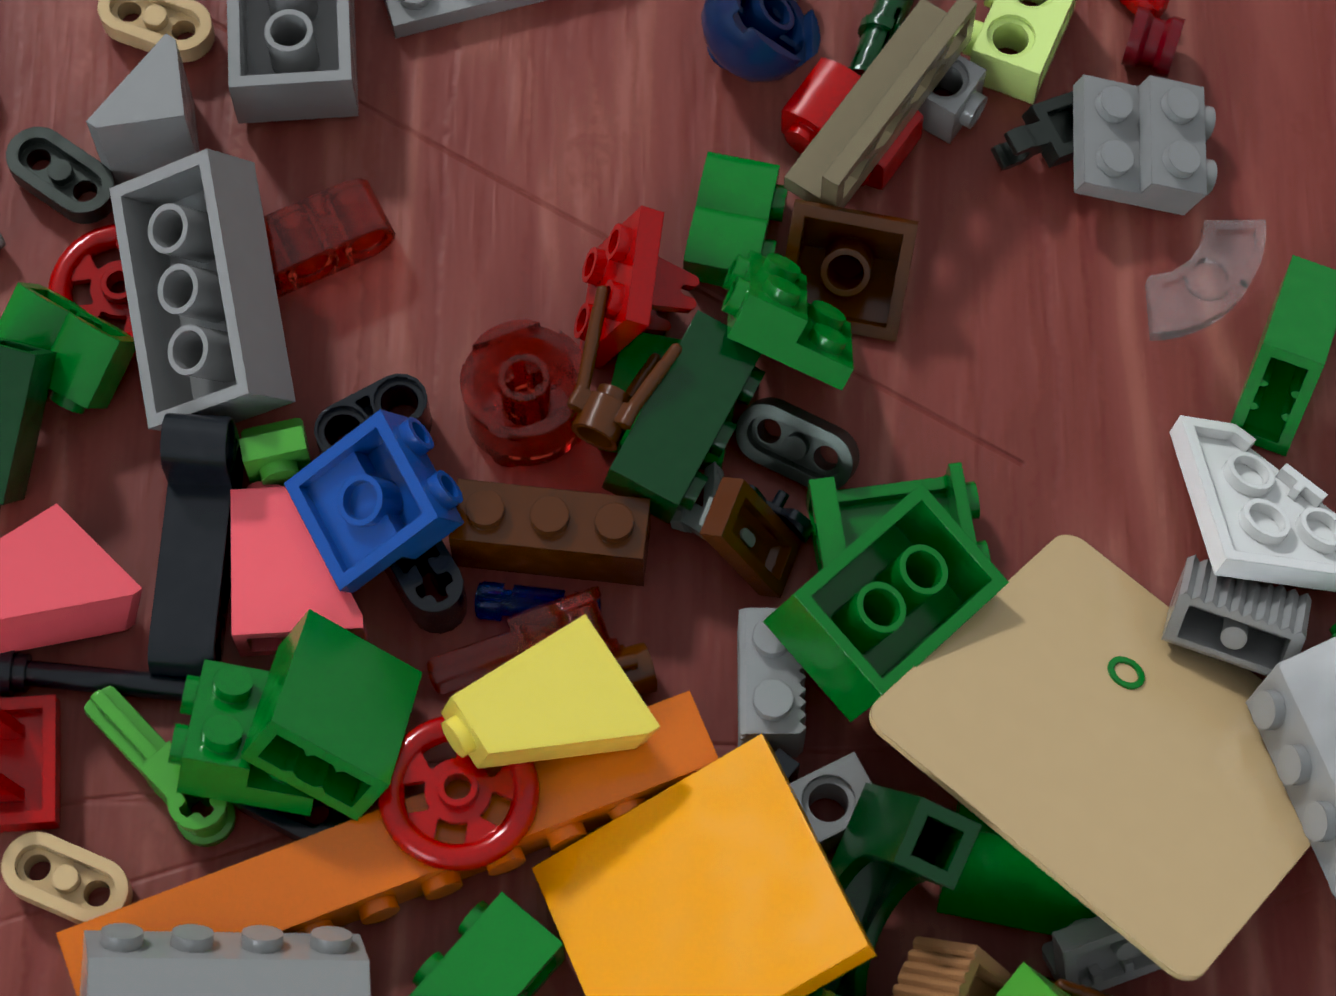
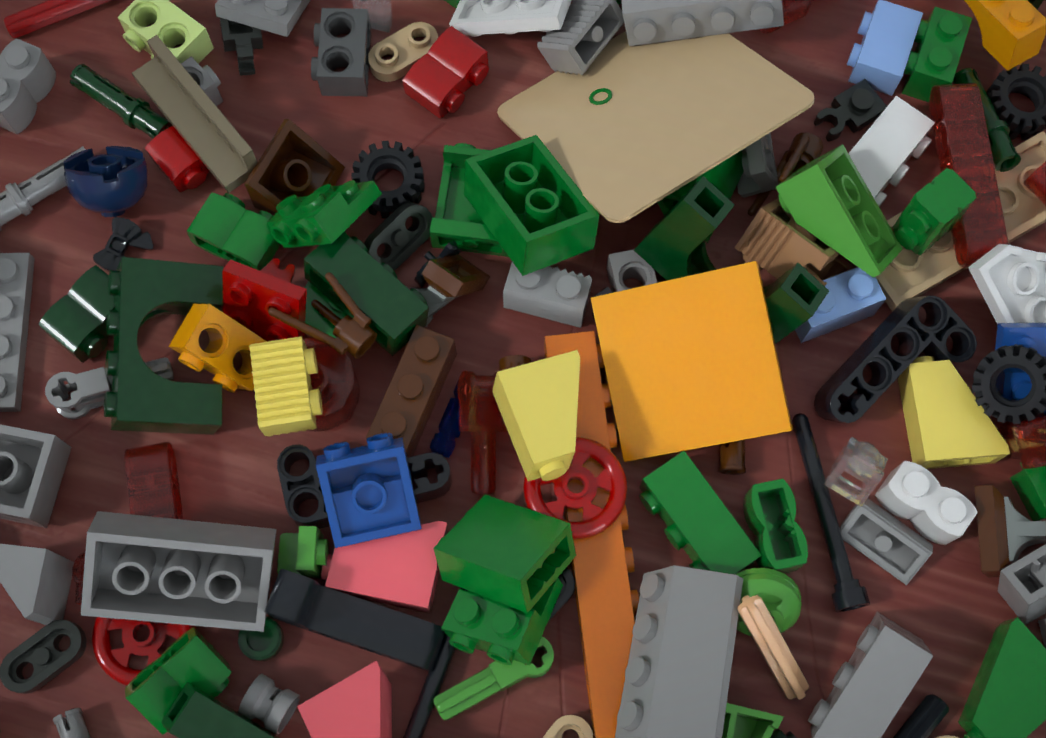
camera: 75 degrees left, 5 degrees up
(58, 471) = (269, 704): none -> light grey wheel
(138, 443) = (262, 645): none -> dark green tile
(434, 101) = (90, 388): none -> light grey connector
(491, 339) = (284, 386): none -> light yellow brick
(552, 72) = (80, 317): none -> dark green brick
(554, 255) = (225, 340): none -> light orange brick
(589, 120) = (139, 396): none -> dark green arch
(688, 78) = (124, 234): none -> black piece
(906, 375) = (396, 159): none -> black tyre
(1085, 293) = (345, 52): none -> dark grey brick
(1097, 437) = (446, 73): none -> red brick
(1114, 370) = (403, 49): none -> tan plate

